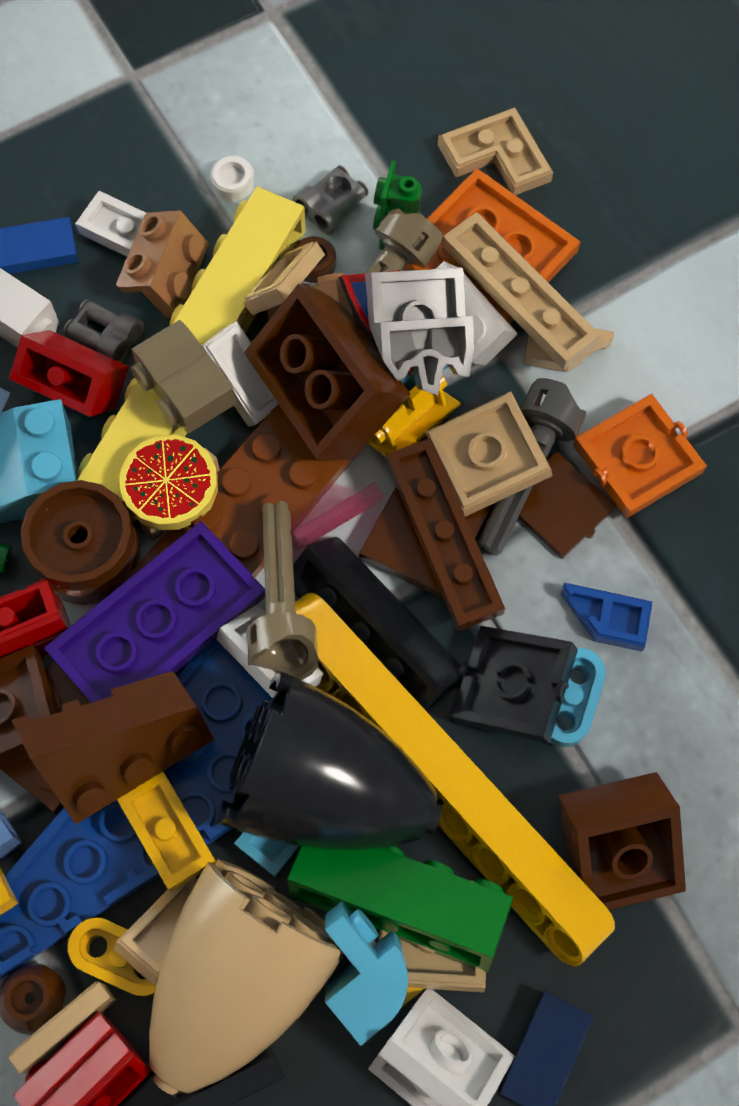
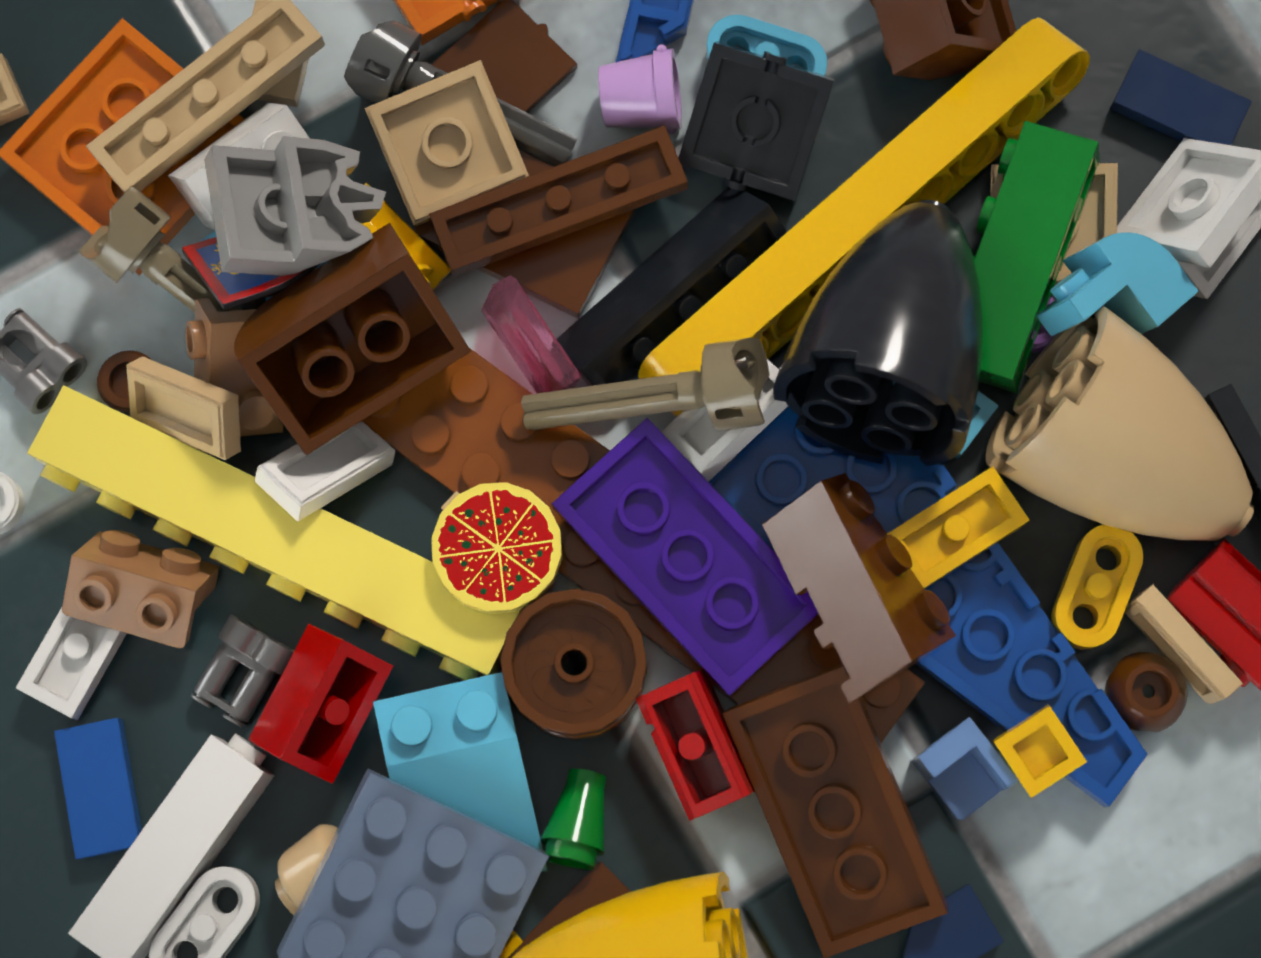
camera: 85 degrees left, 10 degrees up
(149, 936) = (1072, 540): tan tile -> none
(183, 377) = (346, 534): dark tan brick -> none
(394, 193) = (61, 262): green hinge -> none
(538, 599) = (642, 92): none -> lavender piece

